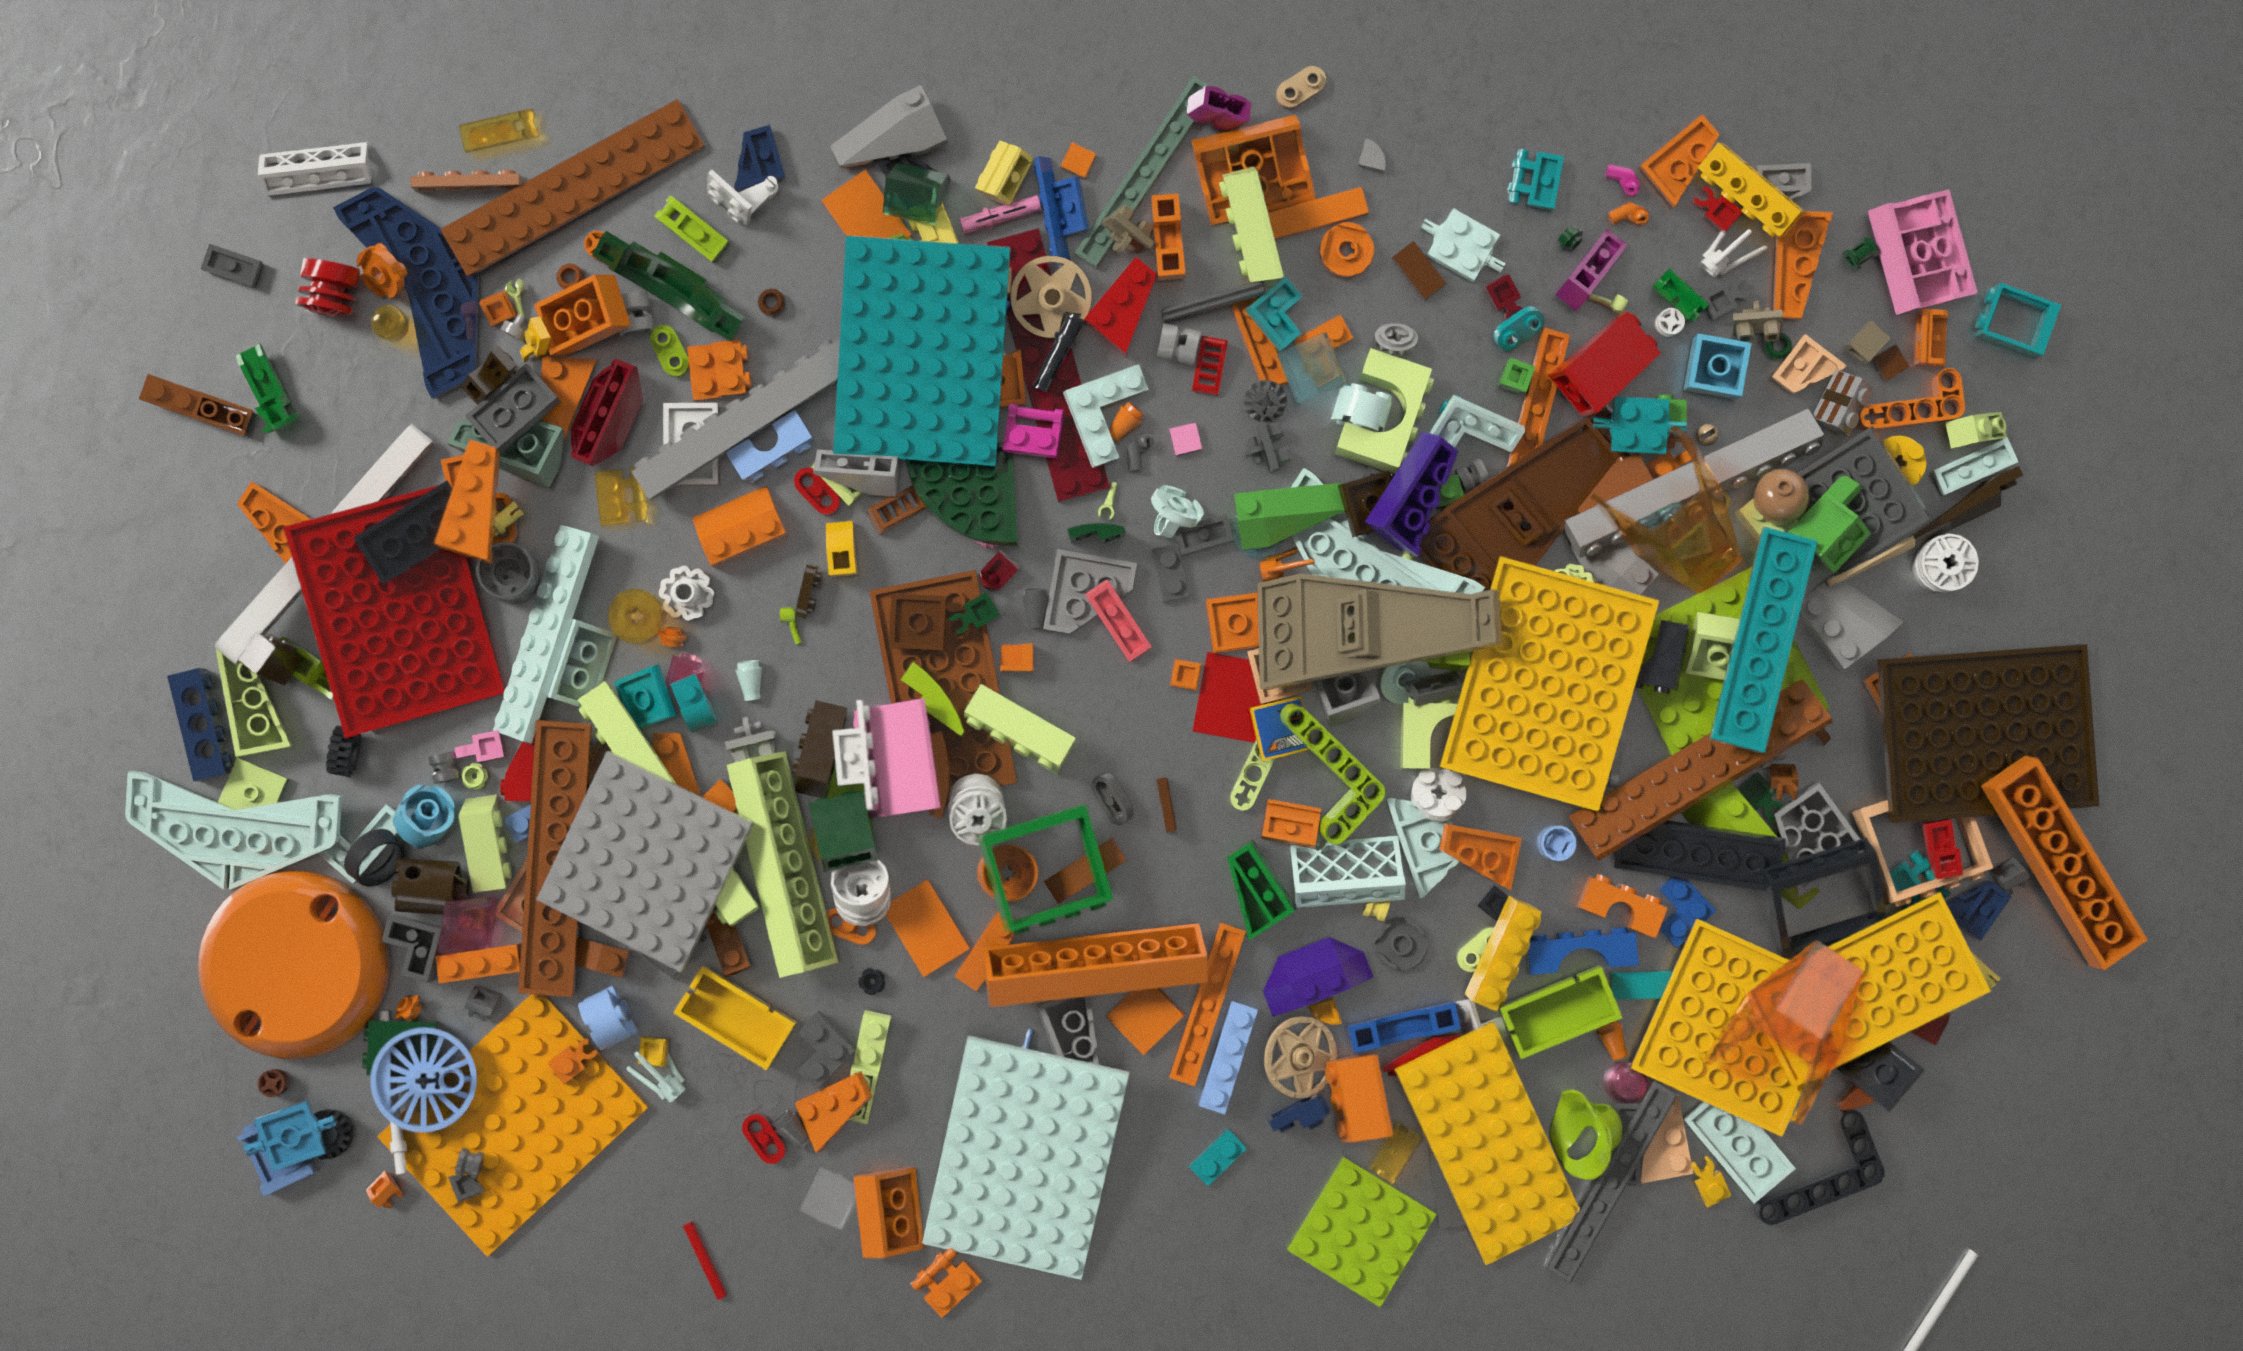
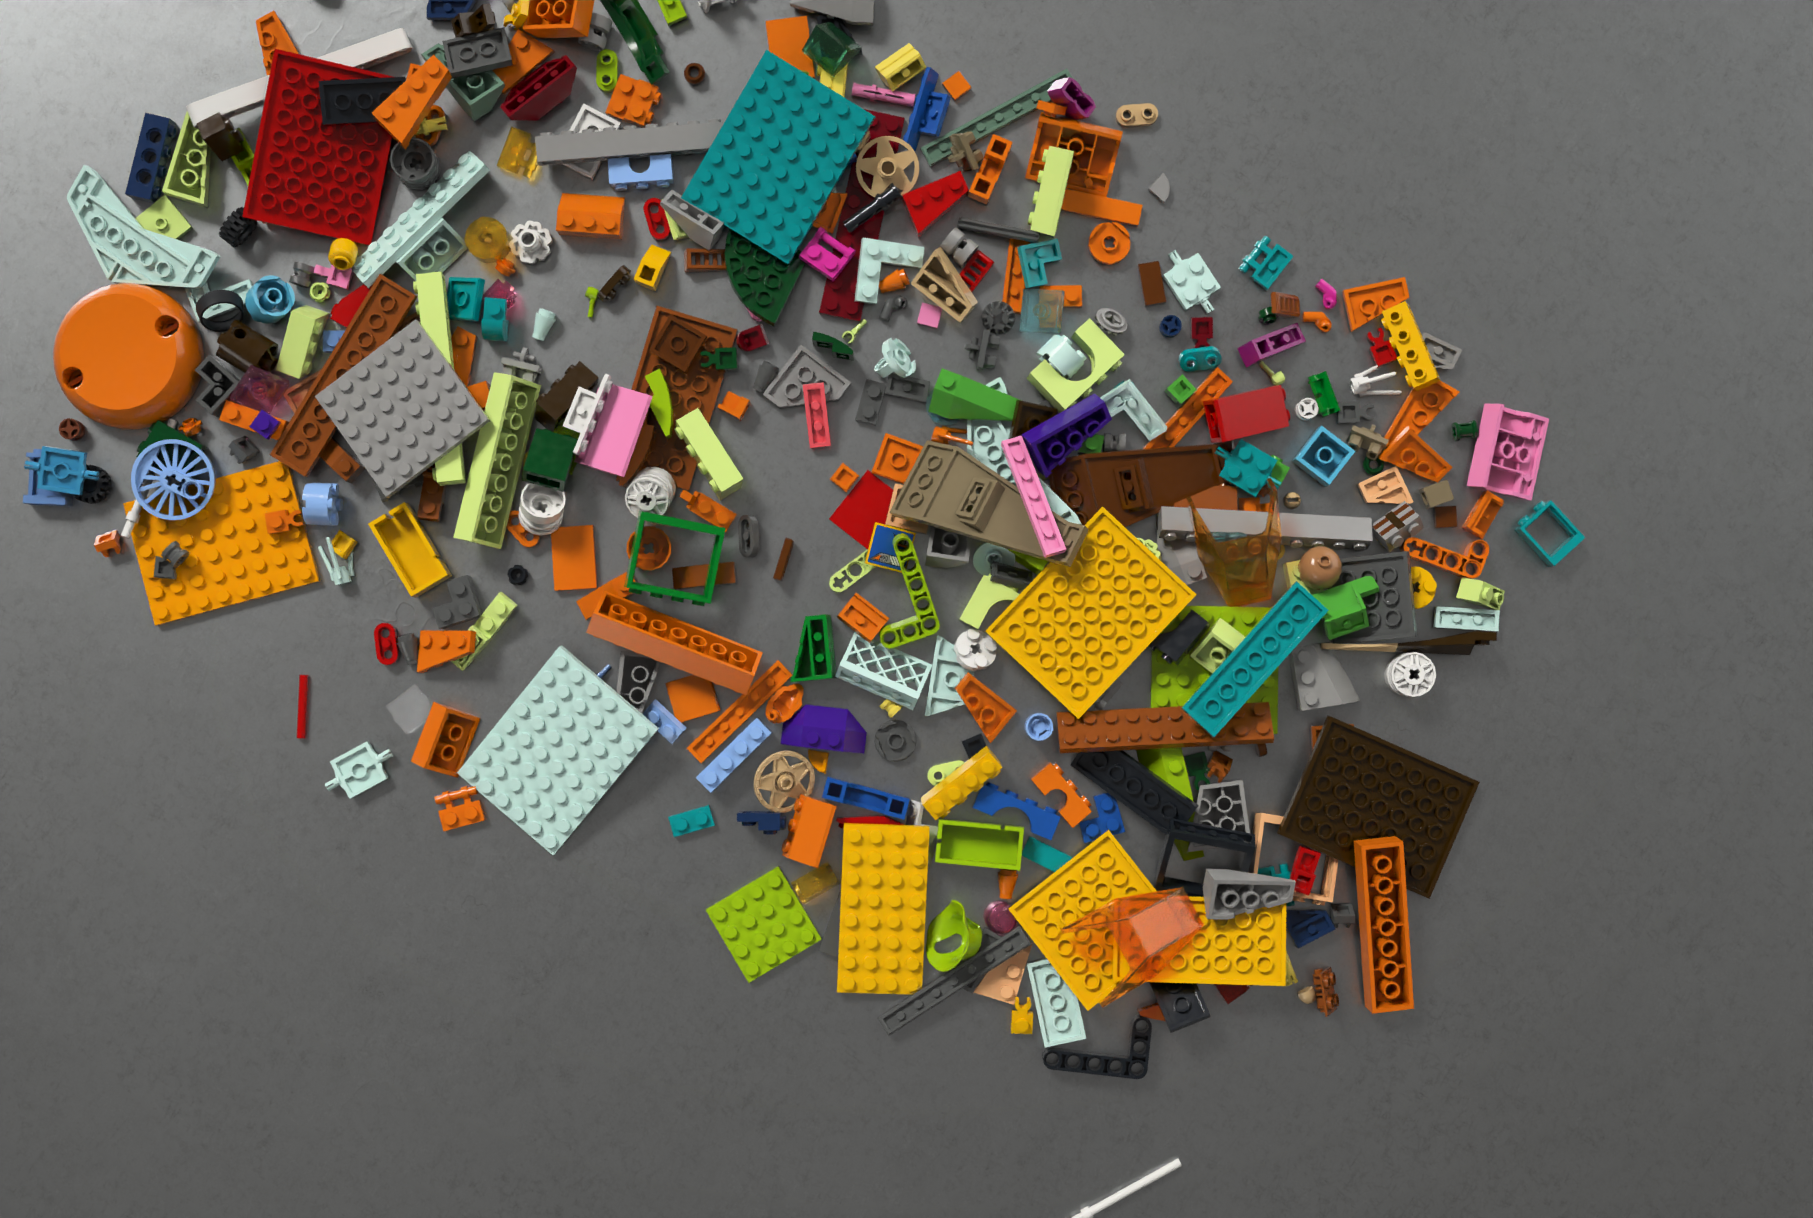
camera: 30 degrees right, 0 degrees up
(480, 719) = (343, 253): none -> yellow head
(496, 961) = (265, 424): none -> dark purple plate
(808, 1298) = (359, 770): none -> light aqua plate
(1050, 792) = (708, 509): none -> orange hinge
(1125, 1058) = (668, 724): none -> light blue plate
(1187, 398) = (945, 286): none -> tan wedge
(1202, 132) = (1051, 109): none -> orange plate
(1254, 968) = (784, 703): none -> orange arm
(1417, 586) = (1033, 496): none -> bright pink plate
(1467, 304) = (1172, 322): none -> dark blue wheel
(1584, 217) = (1285, 305): none -> dark orange slope
(1821, 311) = (1415, 455): none -> orange wing
(1881, 913) = (1239, 892): none -> light grey wedge
(2018, 987) = (1307, 995): none -> tan hinge
(2047, 979) = (1329, 1000): none -> dark orange hinge

